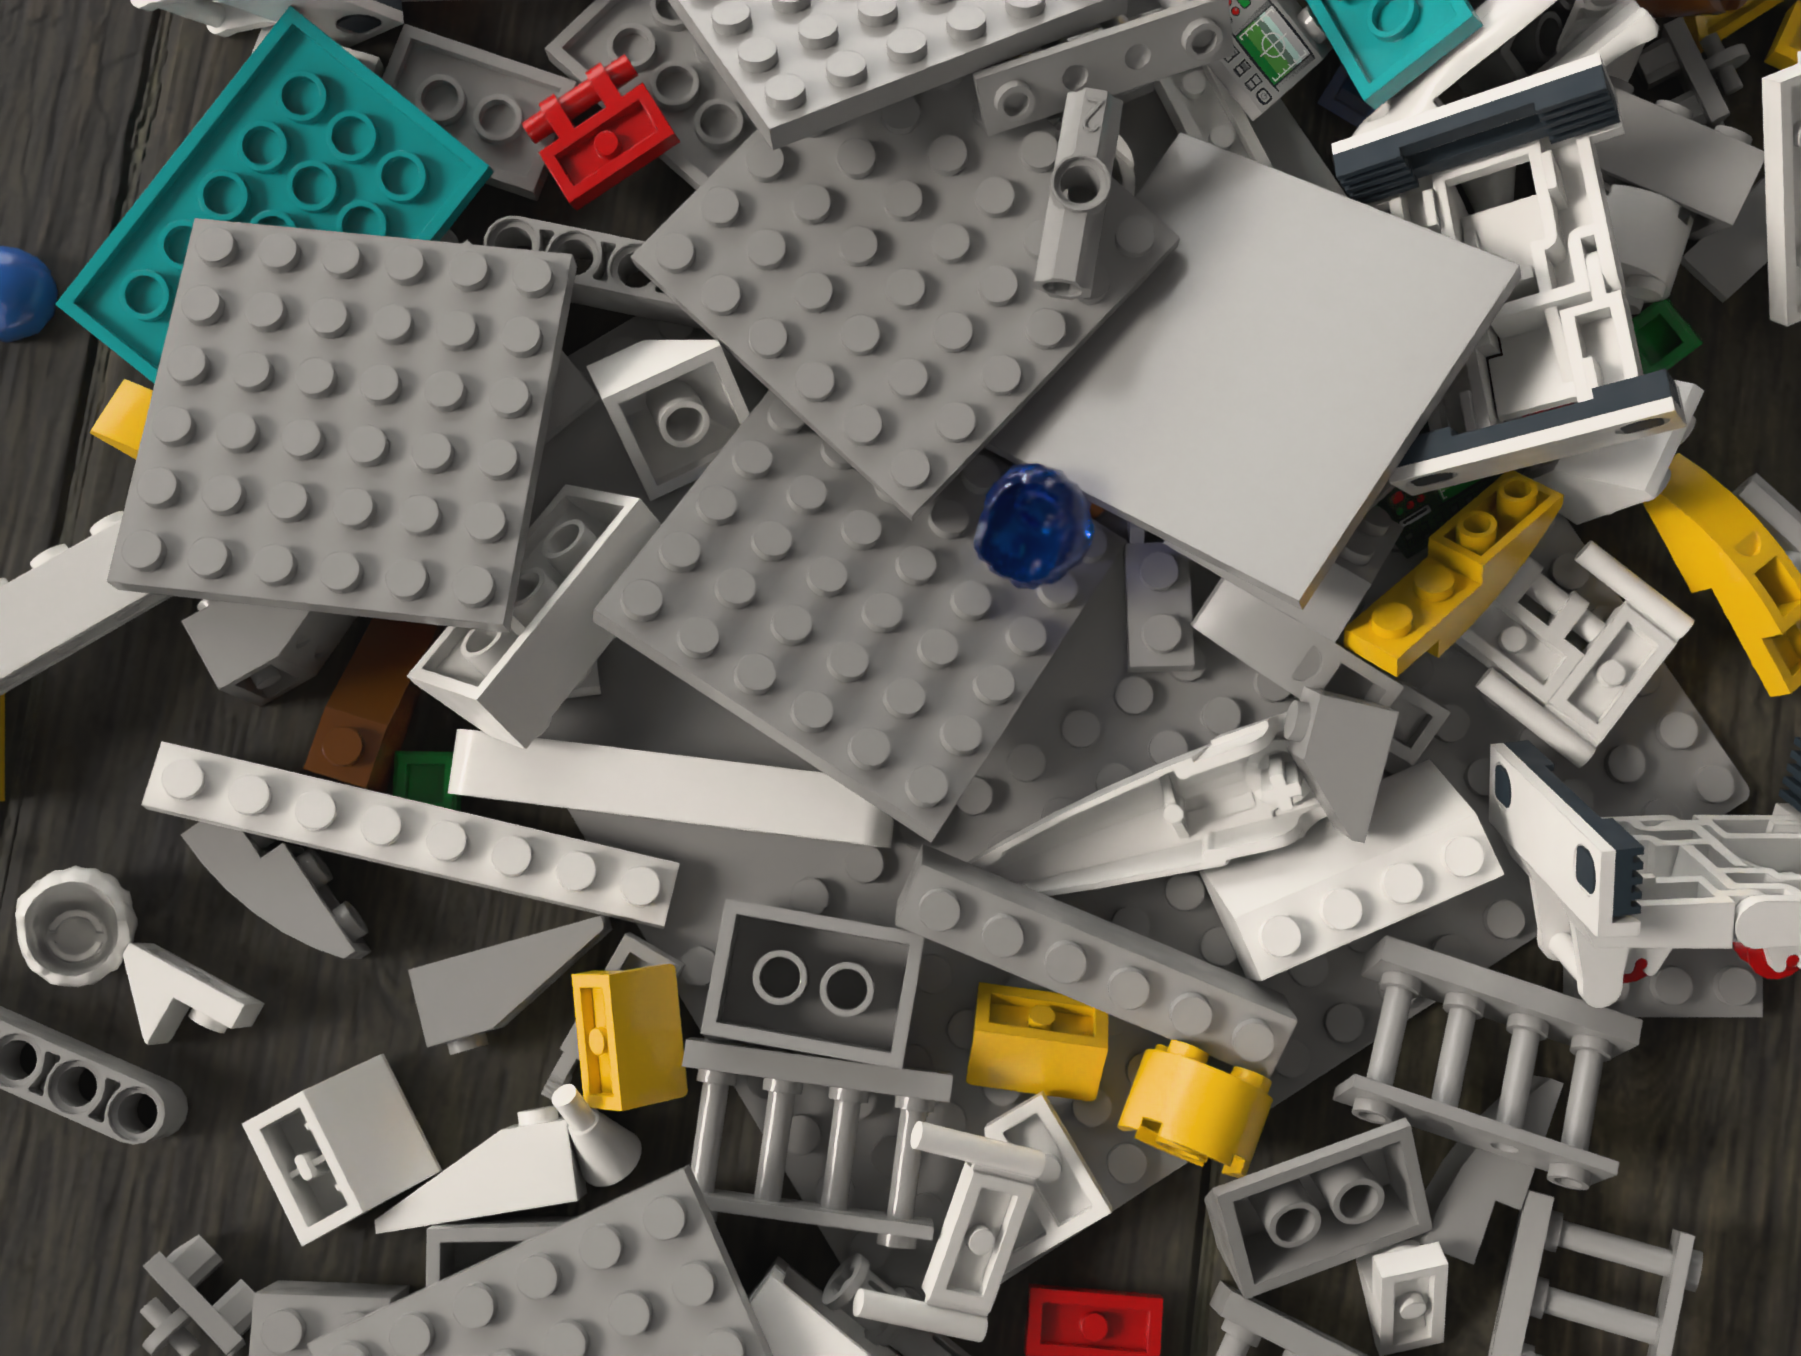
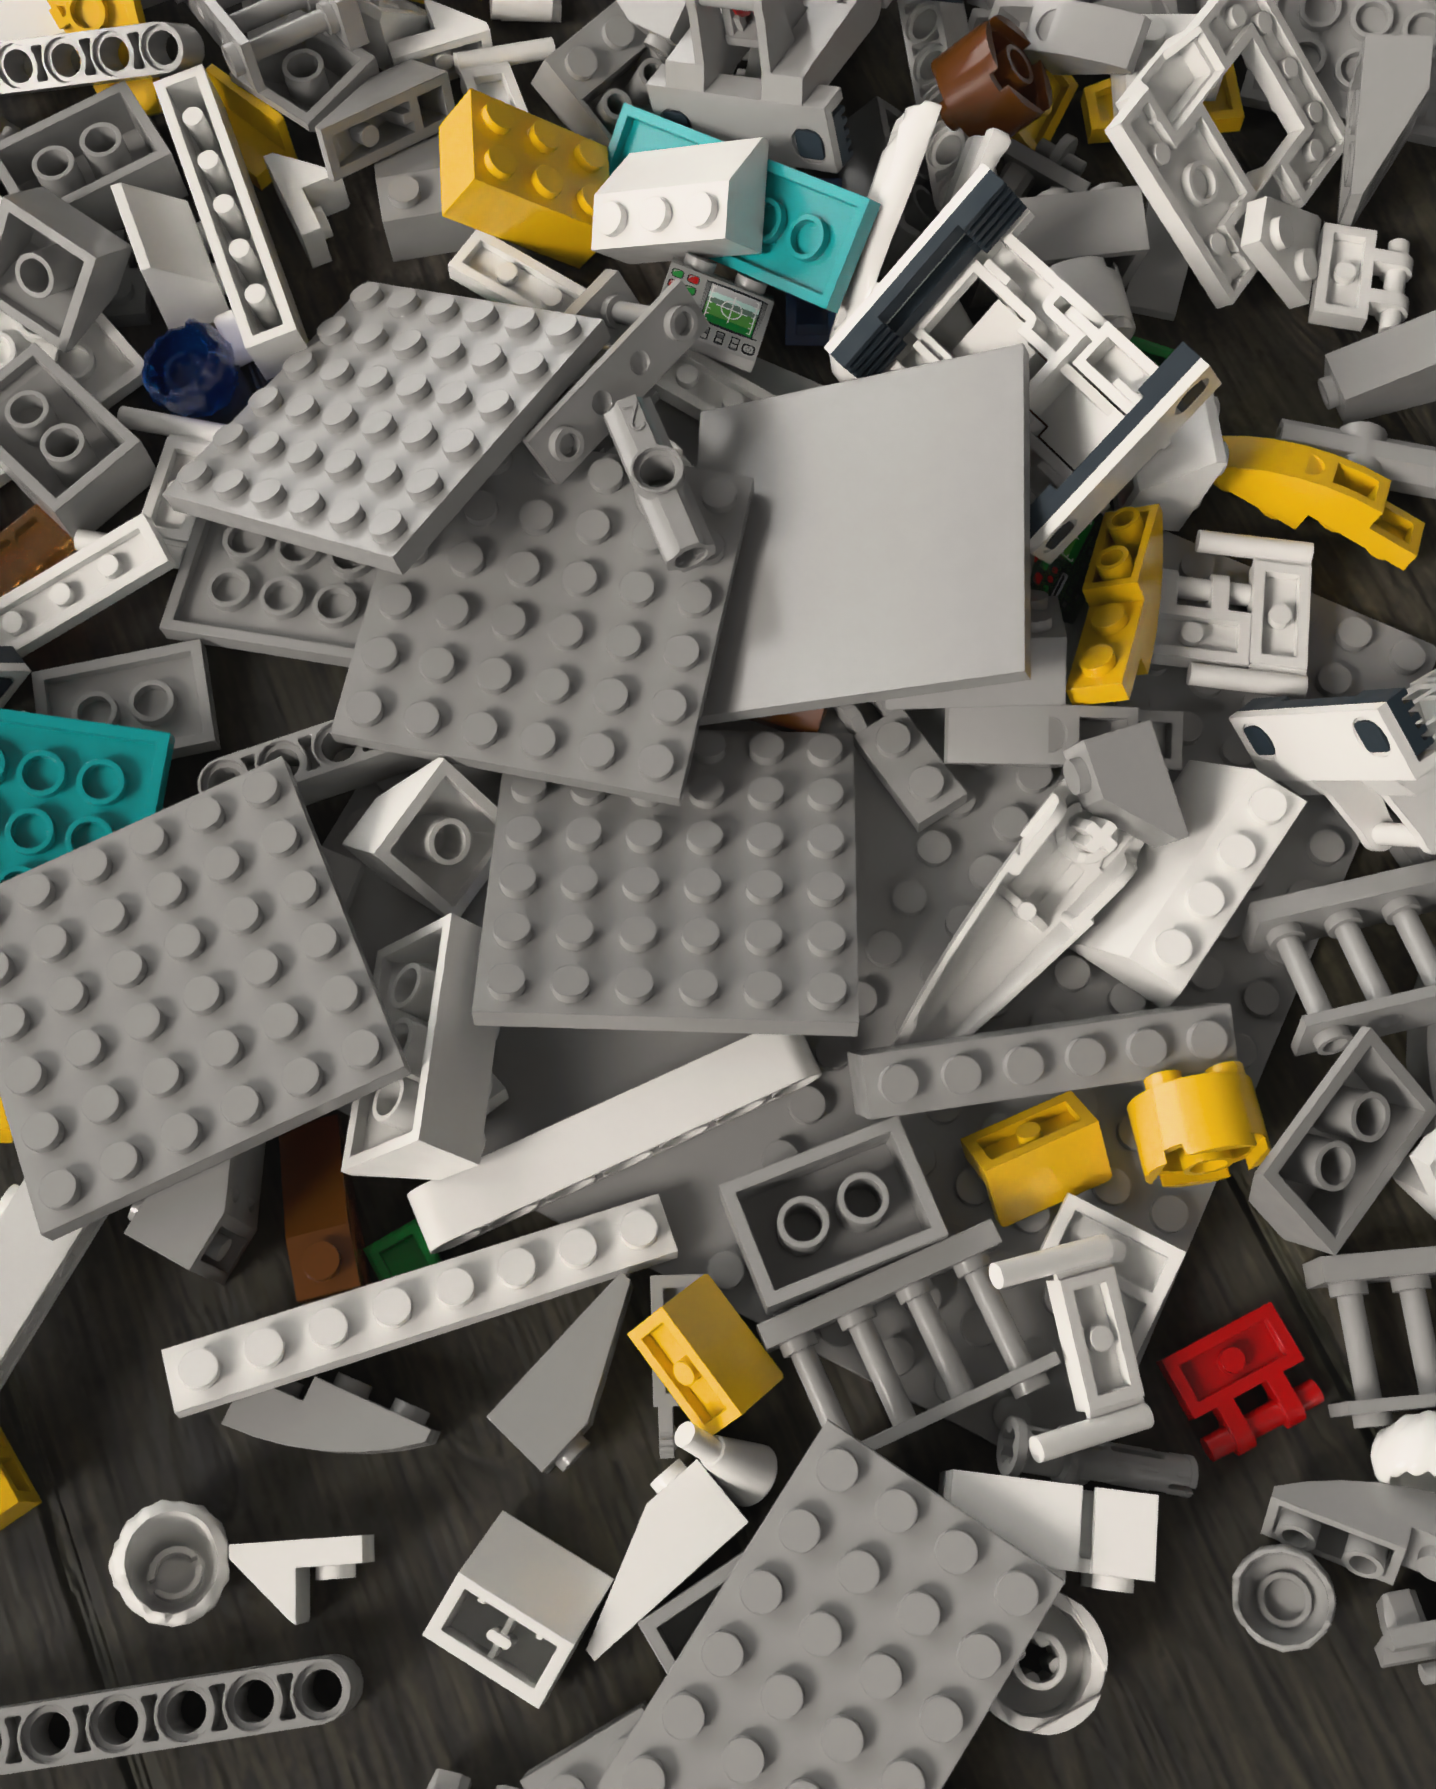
camera: 25 degrees left, 10 degrees down
(608, 144) = (257, 666): red plate -> none
(1034, 526) = (780, 749): clear blue hair -> none

